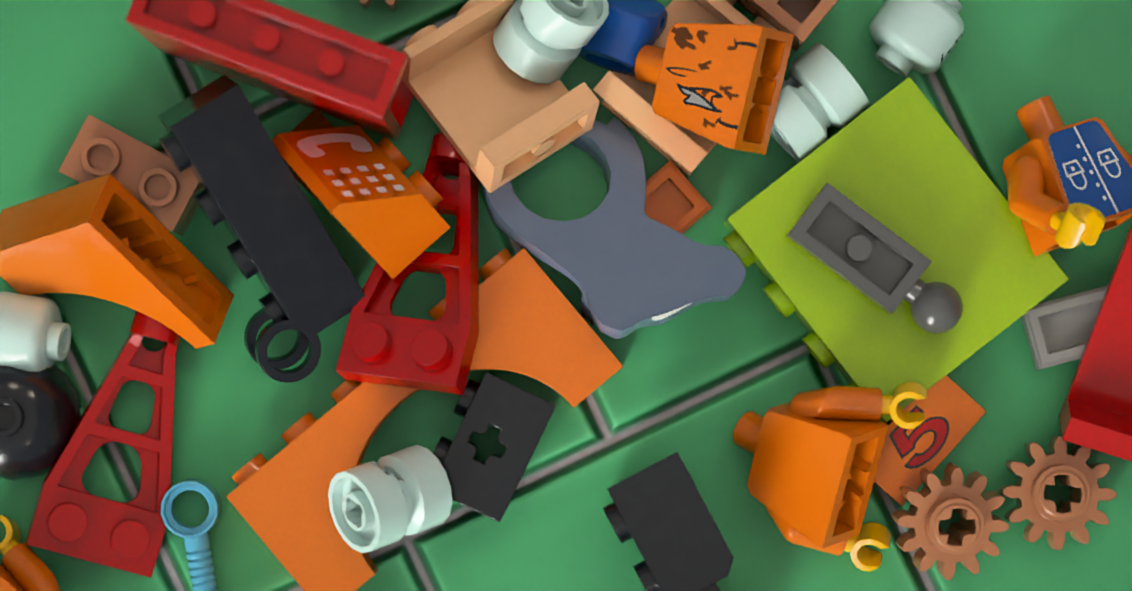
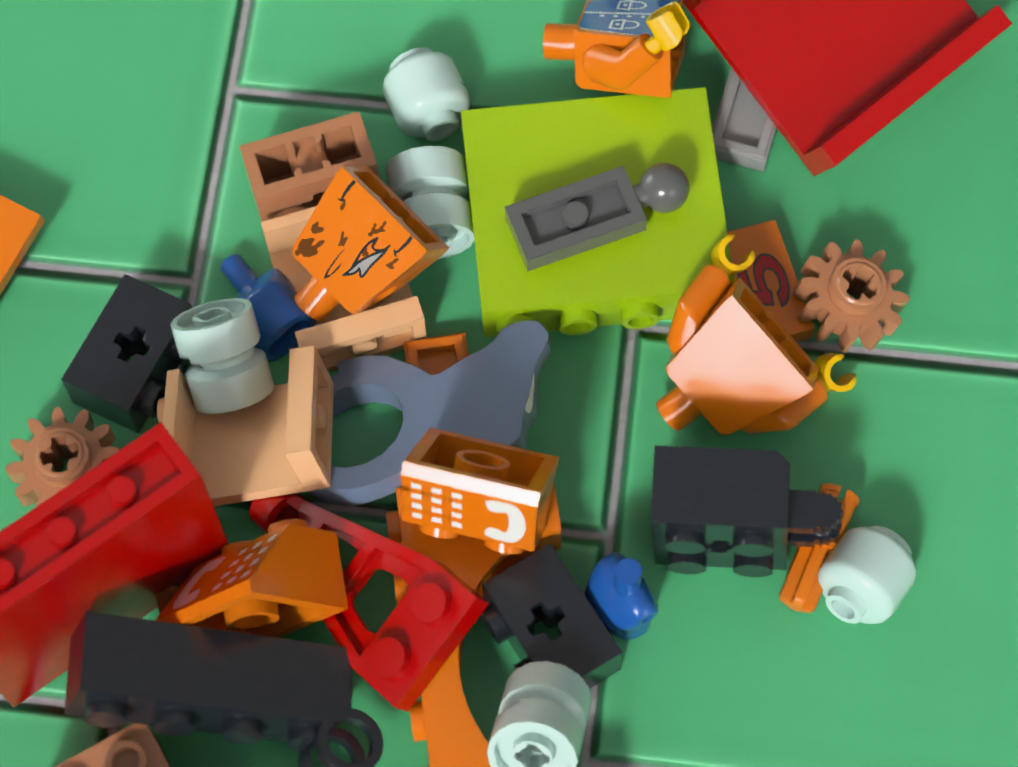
camera: 50 degrees left, 20 degrees down
(550, 489) = (621, 596): none -> blue piece
(552, 327) = (477, 490): none -> orange slope
(1041, 512) = (901, 200): nougat gear -> none

